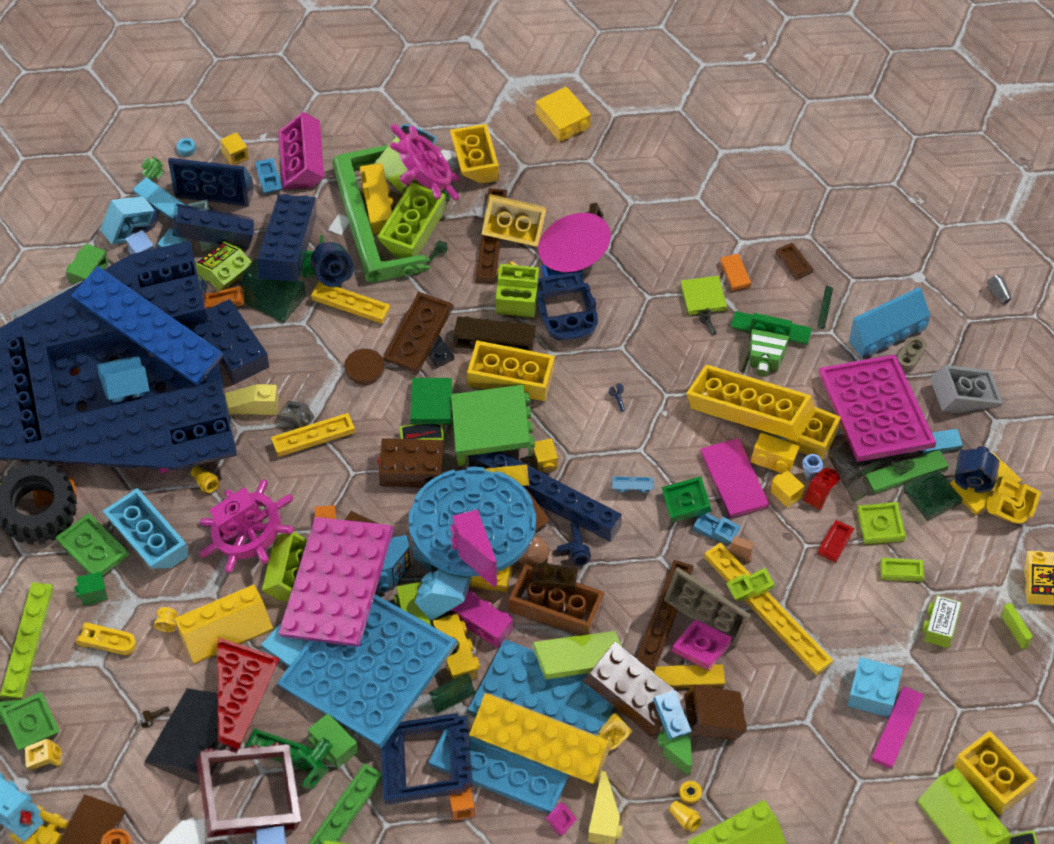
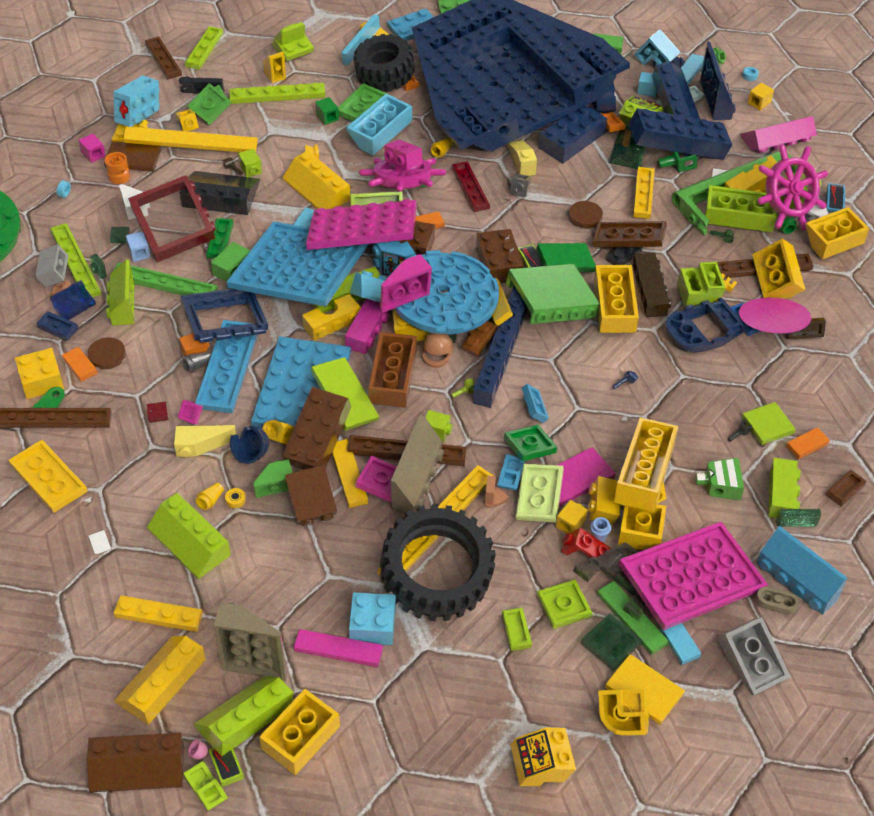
camera: 75 degrees right, 5 degrees down
(90, 756) = (189, 139): none -> yellow tile
(106, 639) = (287, 129): yellow plate -> none
(123, 378) = (499, 71): dark azure piece -> none
(138, 242) = (637, 66): light blue brick -> none
(147, 325) = (543, 64): blue plate -> none
(161, 692) = (250, 163): none -> lime brick
(241, 684) = (260, 196): red wing -> none
(268, 175) = (747, 123): dark azure slope -> none
(279, 466) = (470, 186): none -> dark red tile
(312, 434) = (506, 197): yellow plate -> none
(315, 759) = (205, 252): green bracket -> none
(332, 264) = (669, 166): dark blue brick -> none
(452, 692) = (290, 322): clear green tile -> none
(484, 804) = (195, 361): none -> flat silver cone
(541, 738) = (256, 379): yellow brick -> none
(545, 456) = (540, 339): yellow brick -> none
(555, 576) = (409, 354): dark brown tile -> none
(579, 552) = (448, 378): dark blue piece -> none
(590, 537) = (469, 388): none -> lime hand
(631, 760) = (251, 444): none -> dark blue helmet
(641, 579) = (440, 423): none -> lime brick
(671, 715) = (294, 457): plate -> none
(747, 322) = (754, 481): green bracket -> none
(751, 507) = (539, 493): none -> yellowish green tile
(751, 586) = (448, 495): lime slope -> none
(788, 306) = (783, 486): none -> lime brick
(835, 541) = (530, 569): red tile -> none
(839, 577) = (446, 524): none -> black tyre
(903, 792) = (248, 643): none -> dark tan slope
(942, 621) = (463, 668): brick -> none
(977, 469) = (644, 665): dark blue brick -> none
(1016, 626) = (478, 736): lime tile -> none

